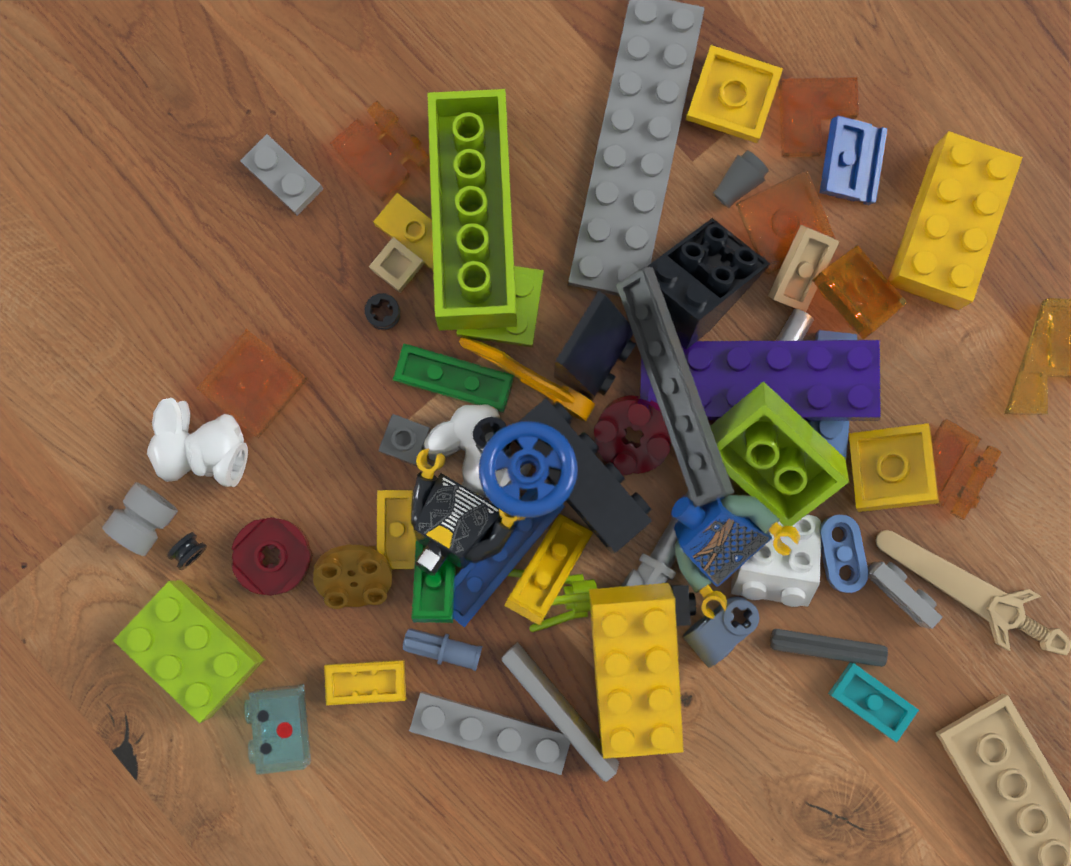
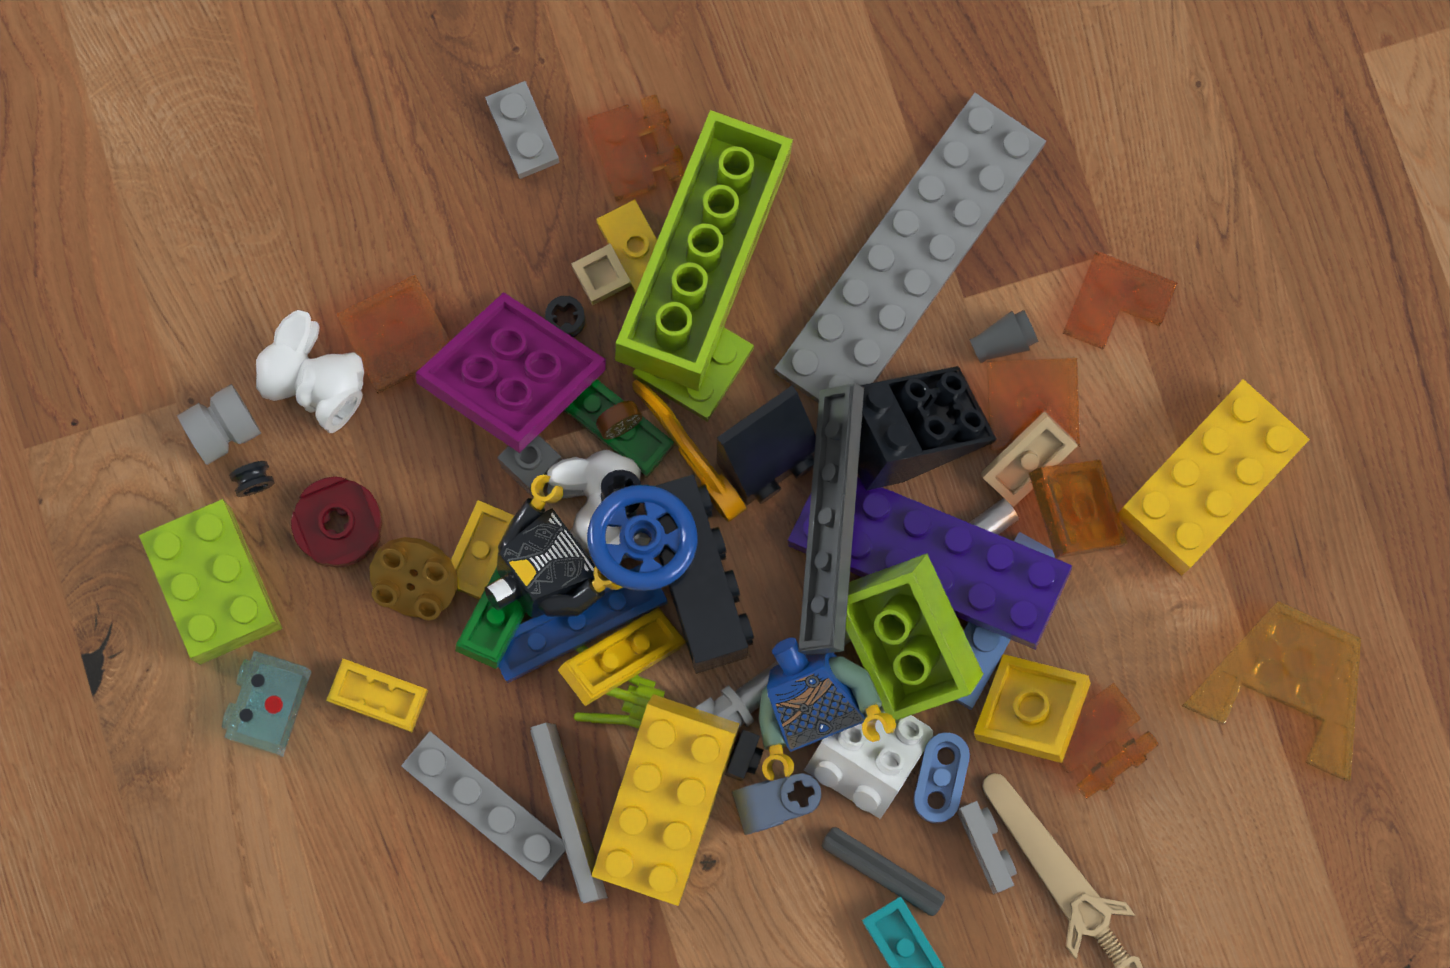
camera: 20 degrees right, 5 degrees down
(358, 376) = (511, 372): none -> magenta plate
(442, 648) = (473, 695): sand blue axle -> none
(462, 377) = (618, 419): none -> reddish brown tile
(625, 454) = (747, 561): dark red plate -> none
(734, 94) = (1037, 245): yellow plate -> none
(853, 160) = (1134, 368): plate -> none

